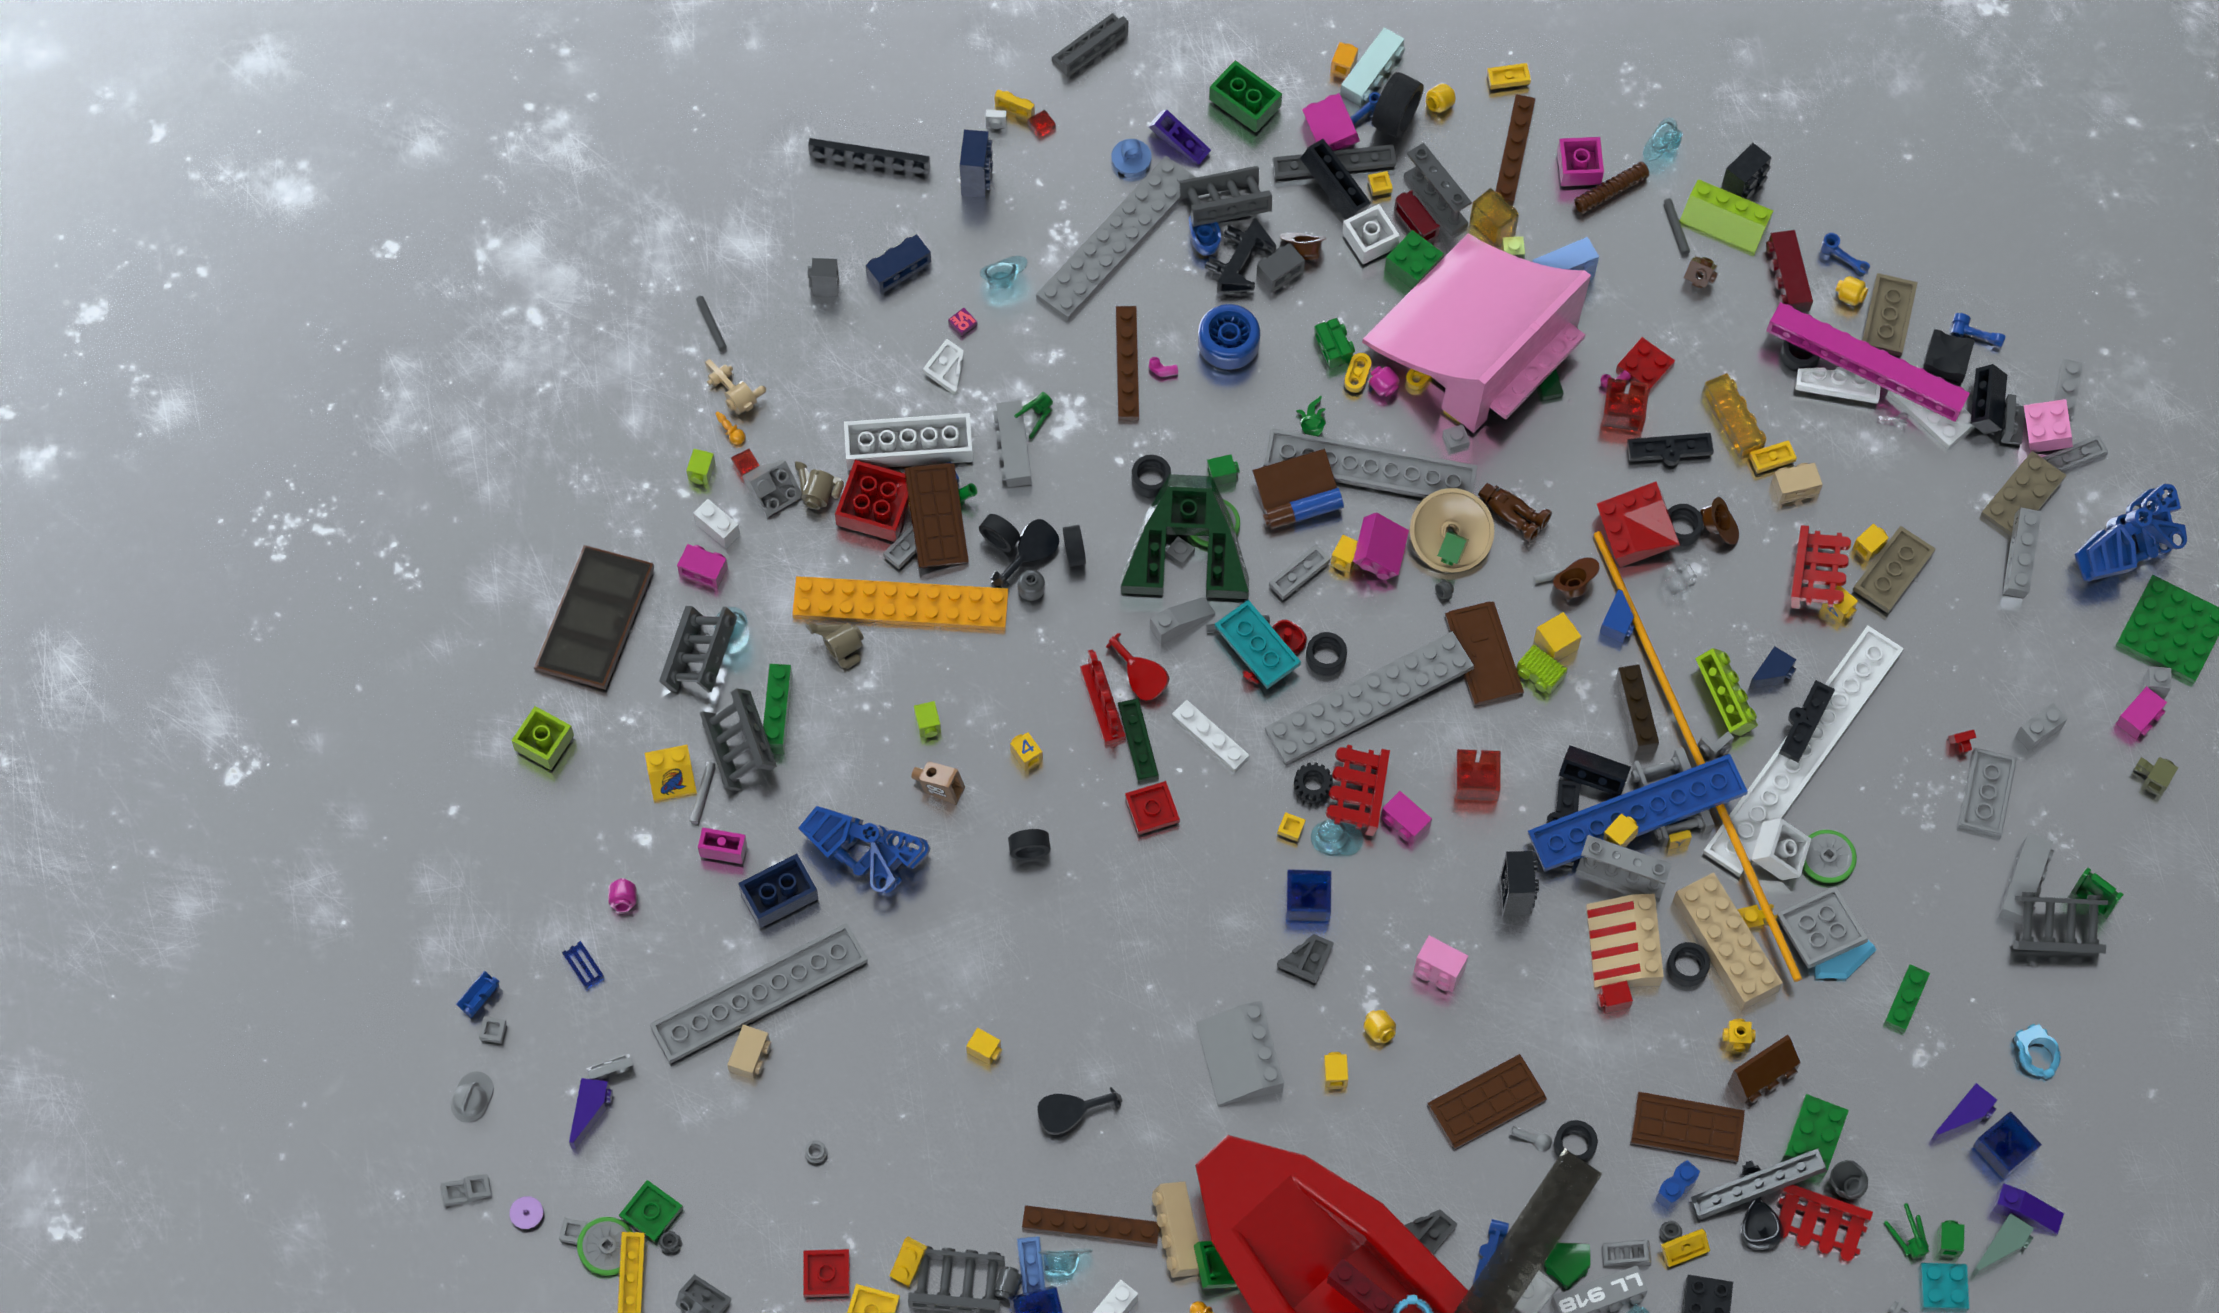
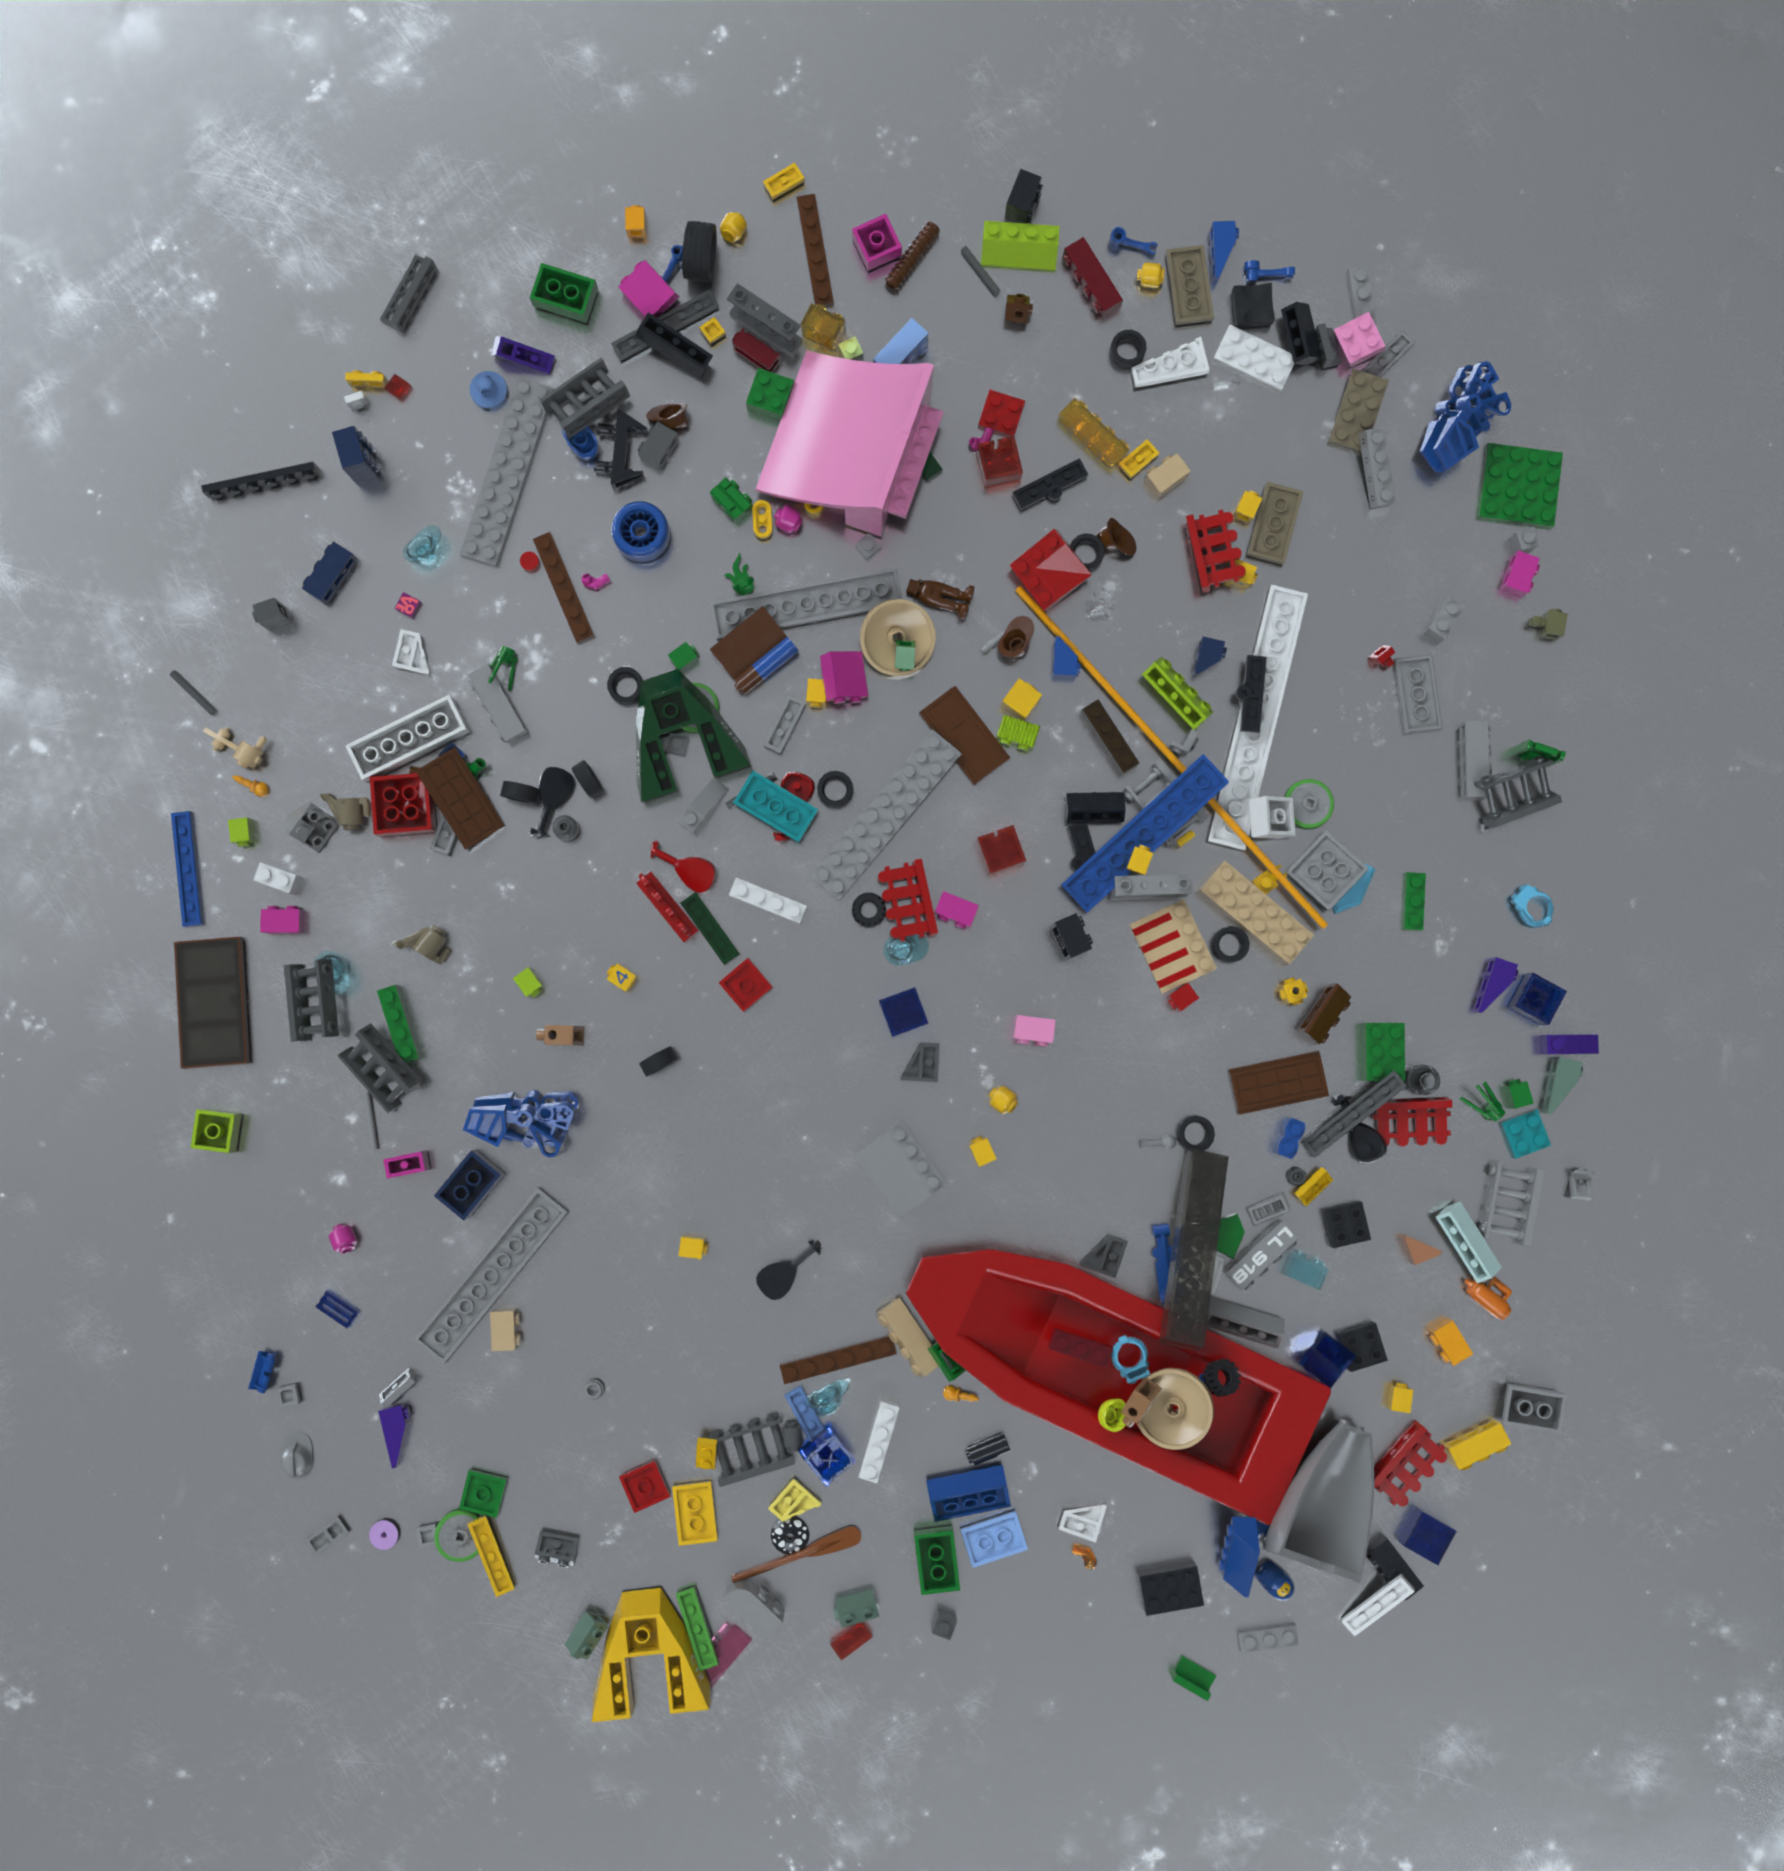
camera: 25 degrees left, 20 degrees up
(628, 483) = (187, 869): none -> blue tile
(669, 1236) = (504, 1511): dark grey plate -> none
(670, 773) = (336, 1116): yellow slope -> none
(744, 462) = (277, 811): clear red plate -> none
(900, 603) = (462, 886): light orange plate -> none
(1103, 326) = (529, 561): none -> red tile
(1291, 826) = (865, 955): yellow plate -> none
(1370, 234) = (723, 384): white brick -> none
(1372, 66) = (662, 219): light aqua brick -> none
(1444, 589) = (910, 691): dark grey plate -> none
(1487, 1101) = (1112, 1126): reddish brown piece -> none
(1663, 140) = (940, 191): clear light blue piece -> none
(1867, 361) = (1189, 340): dark pink brick -> none
(1938, 289) = (1222, 237): none -> blue slope

